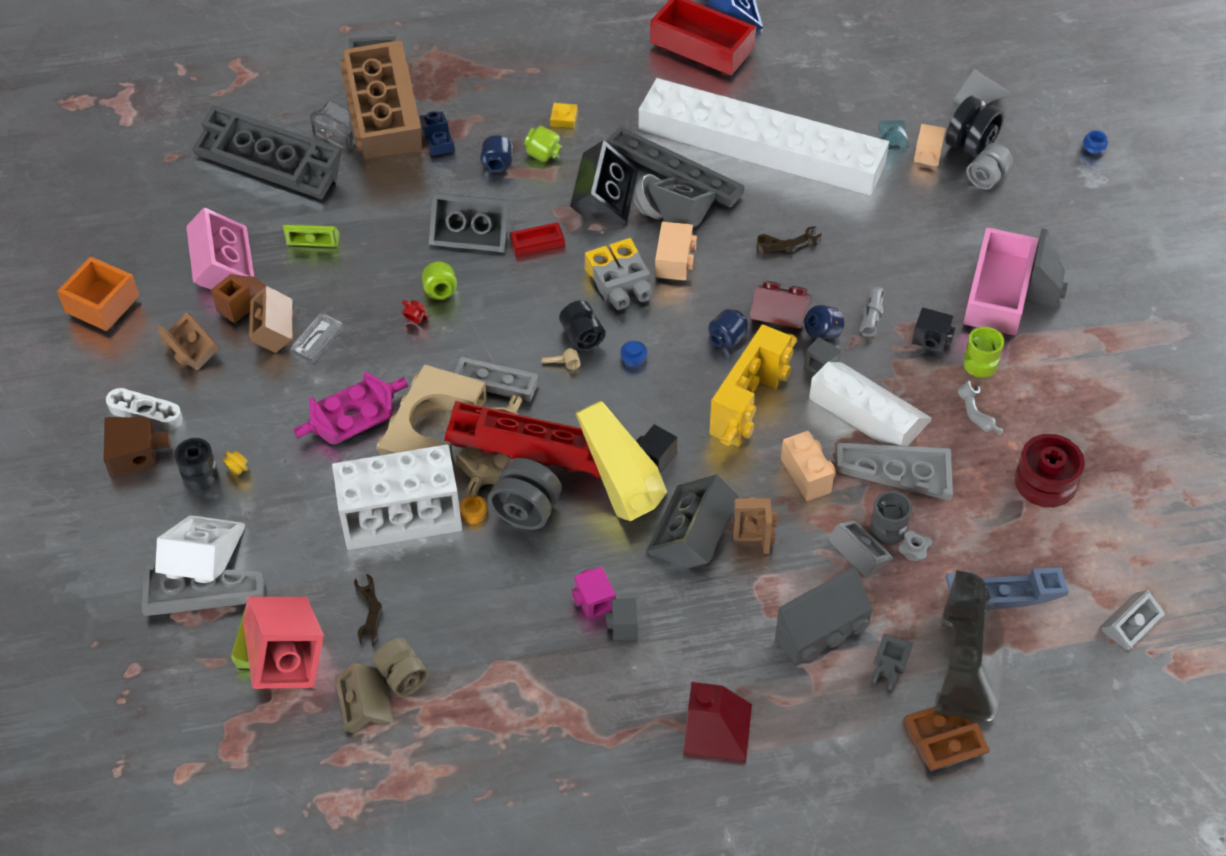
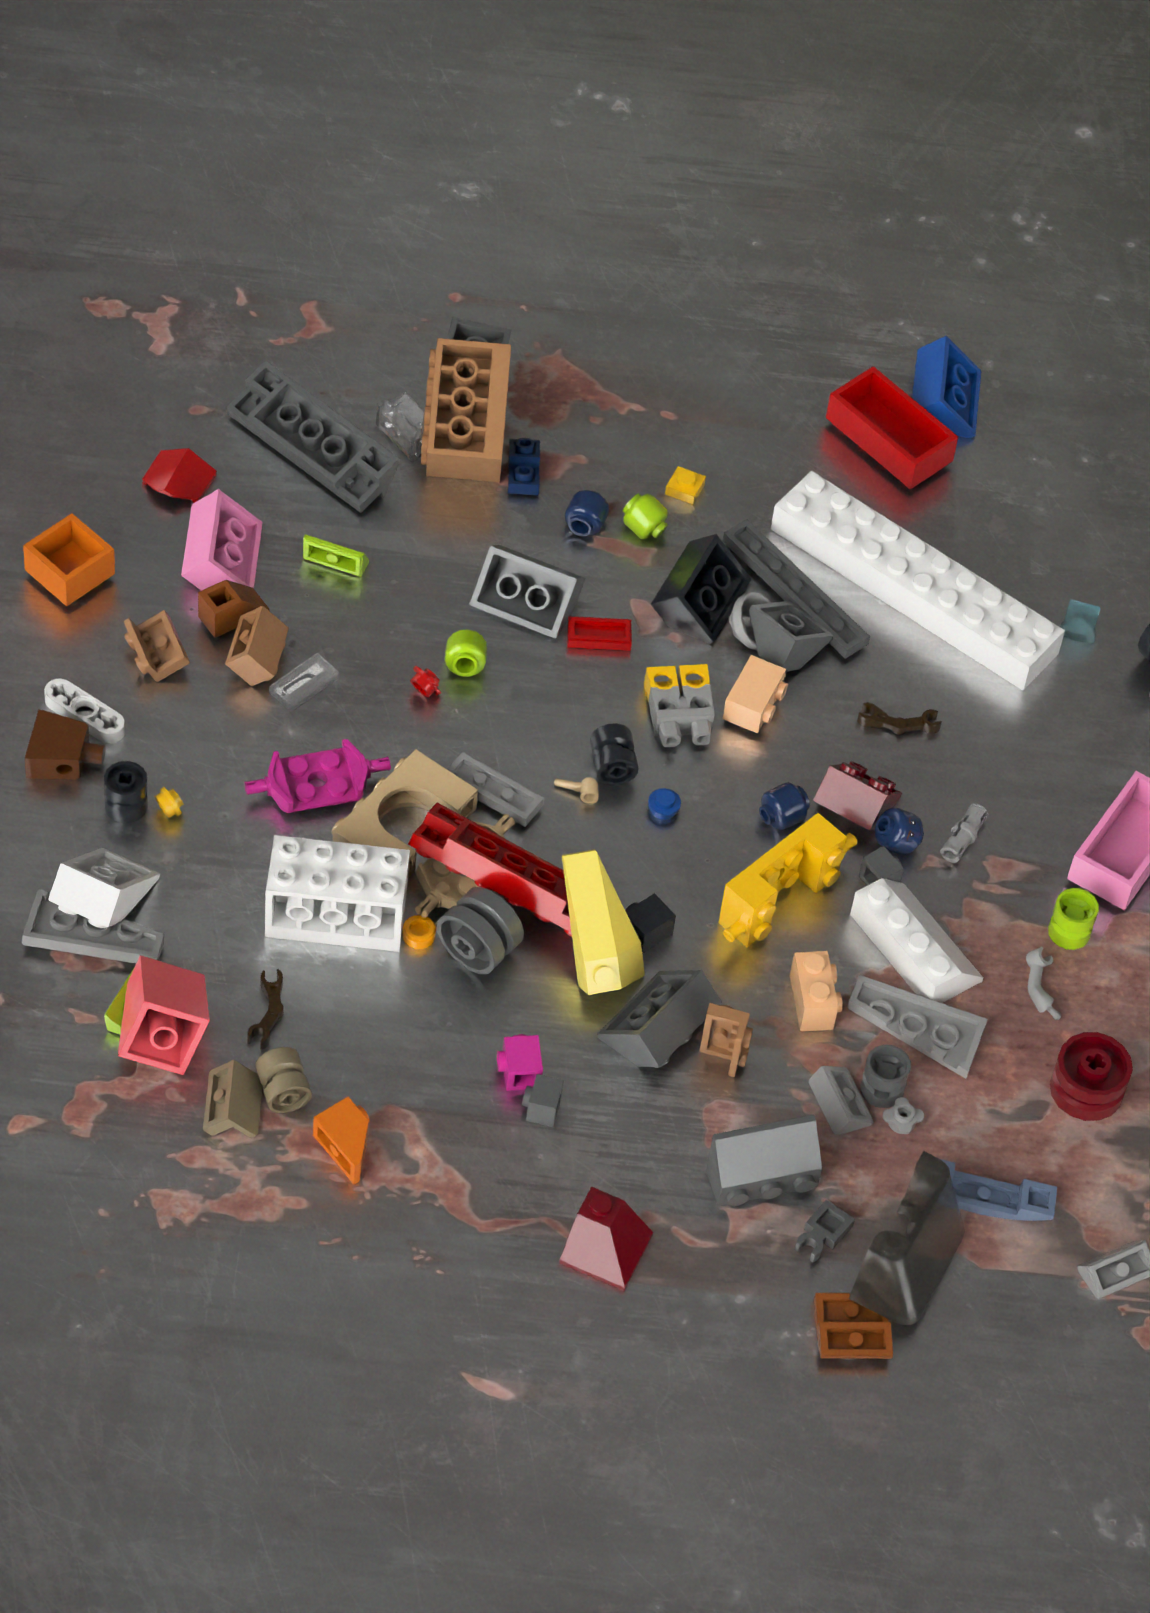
camera: 10 degrees right, 0 degrees up
(170, 207) = (180, 474): none -> red slope
(466, 699) = (344, 1135): none -> orange slope
(929, 144) = (1118, 647): light nougat brick -> none
(933, 330) = (1026, 875): black brick -> none

